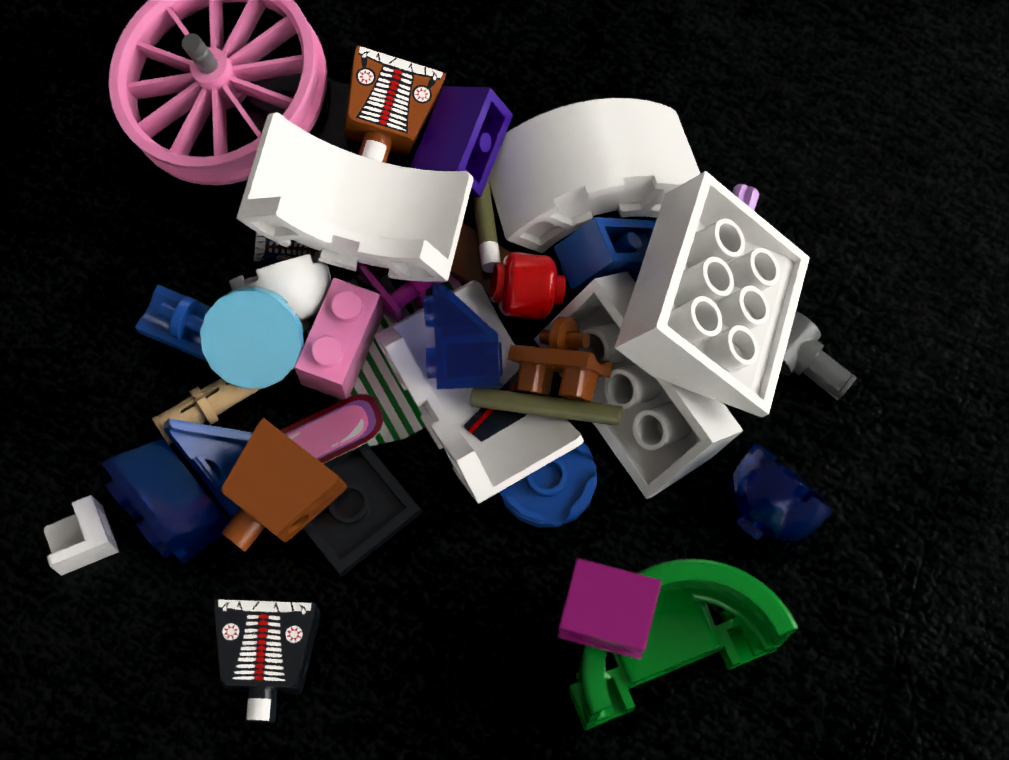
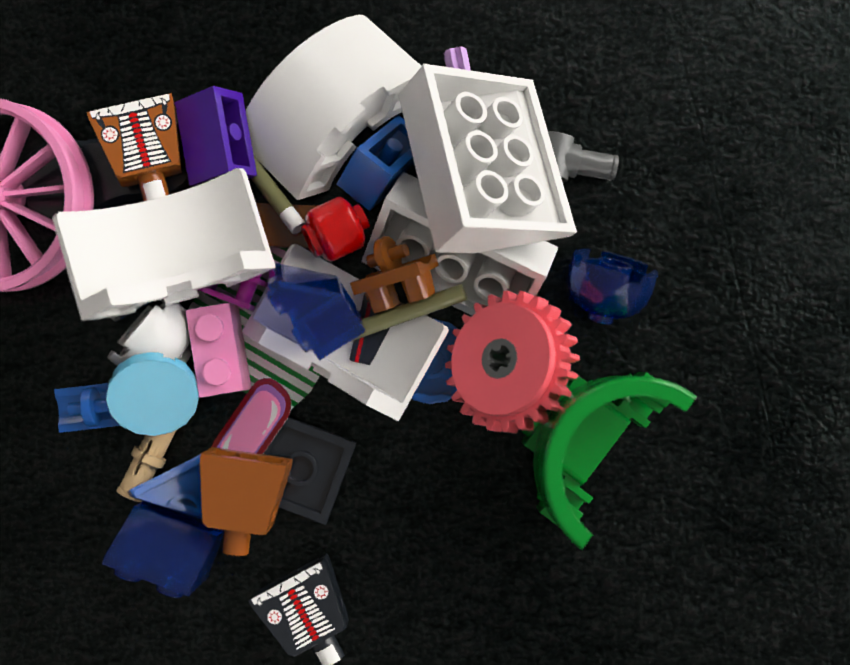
camera: 25 degrees left, 15 degrees up
(80, 537) = (120, 606): white panel -> none
(609, 609) = (556, 473): magenta piece -> none
(629, 504) = (511, 362): none -> coral gear

